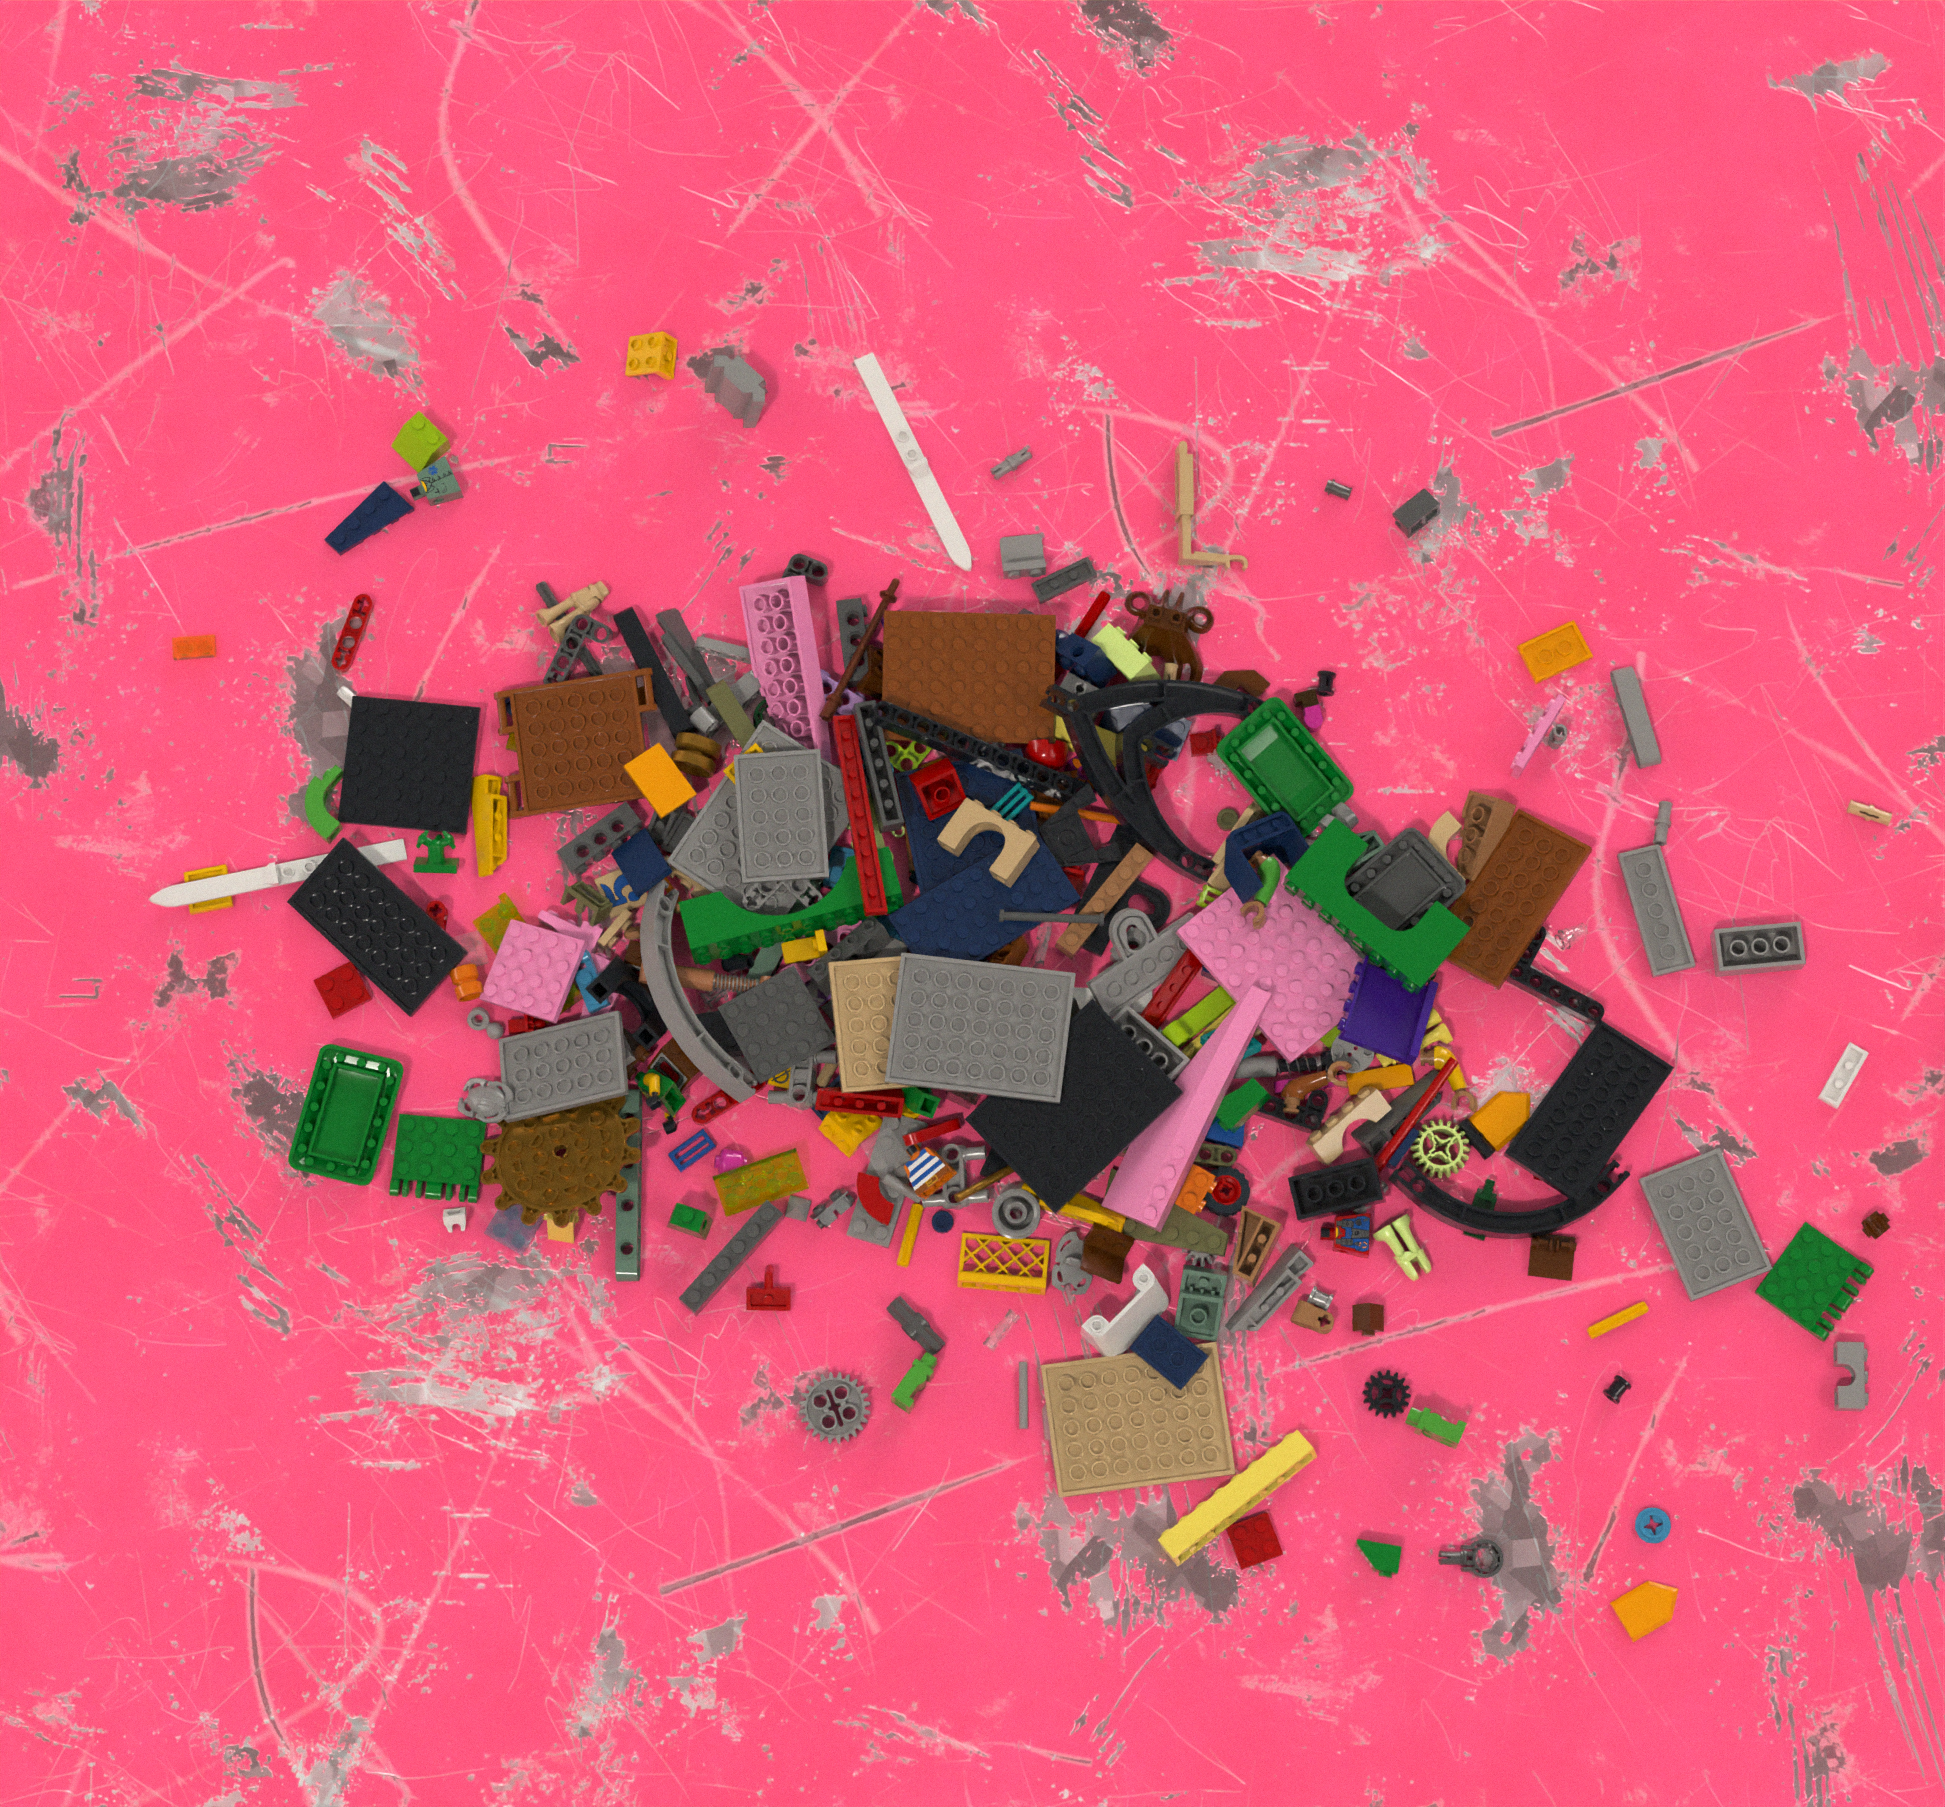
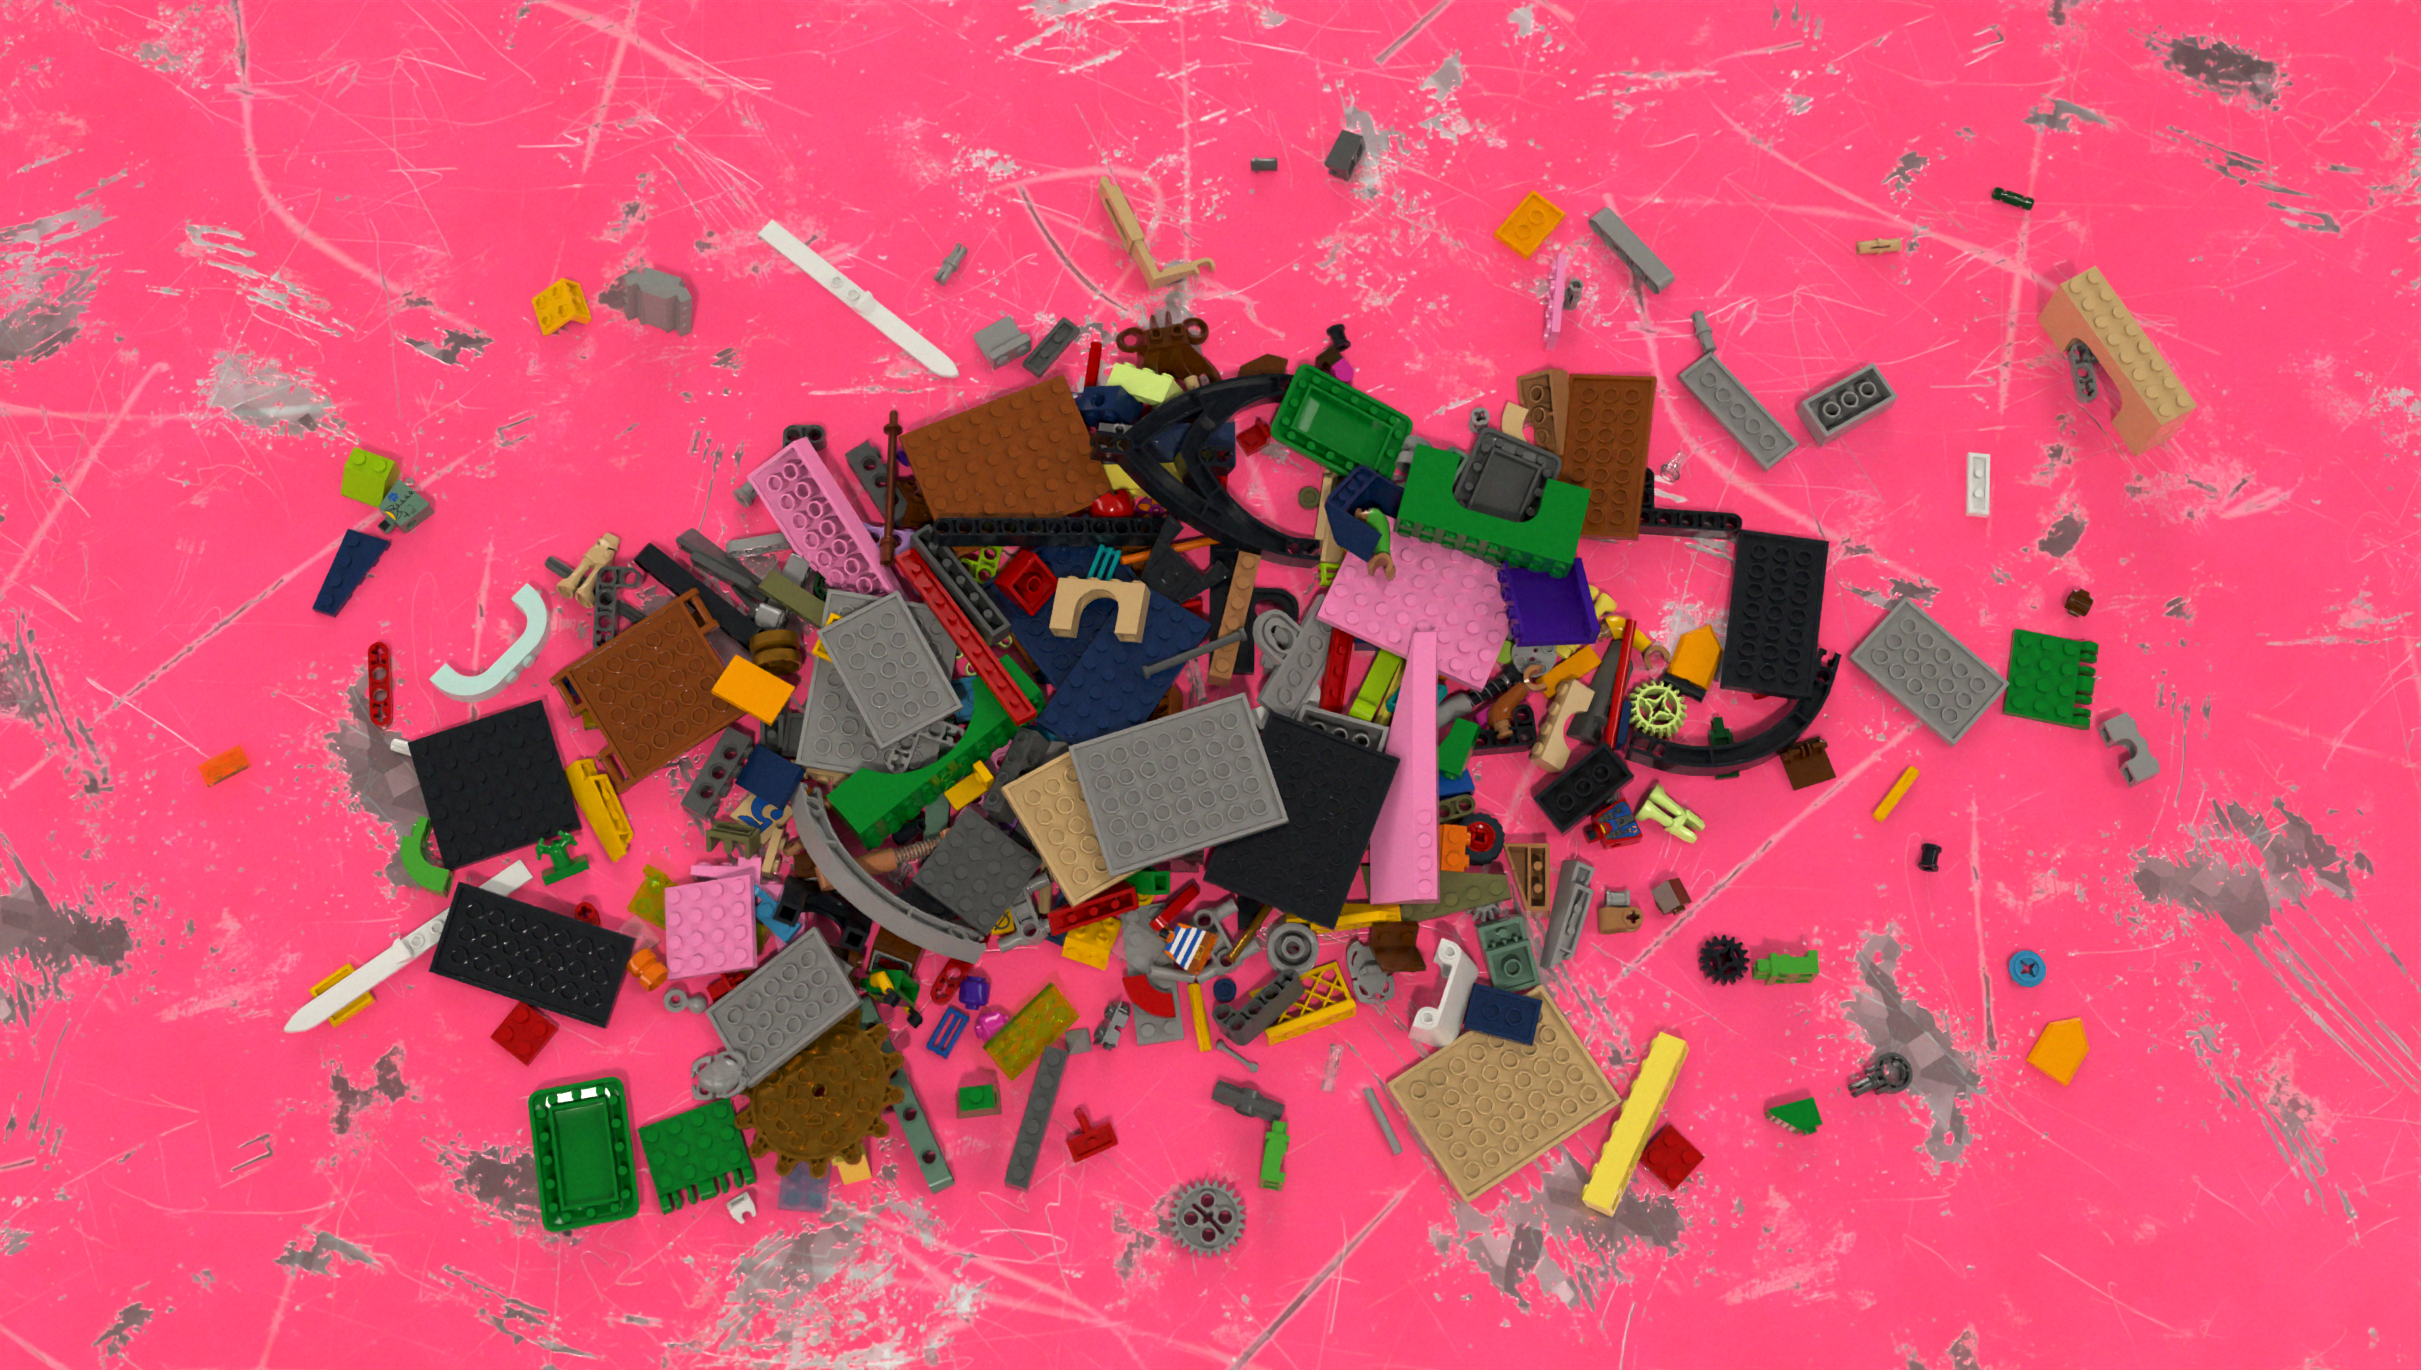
camera: 30 degrees left, 5 degrees down
(469, 663) = (510, 664): none -> light aqua arch
(729, 1126) = (974, 992): none -> dark purple head
(733, 599) = (745, 494): none -> light grey bush
(935, 1298) = (1253, 1068): none -> light grey hinge
(964, 1253) = (1261, 1010): none -> dark grey beam
(1414, 809) = (1475, 415): none -> light grey bush

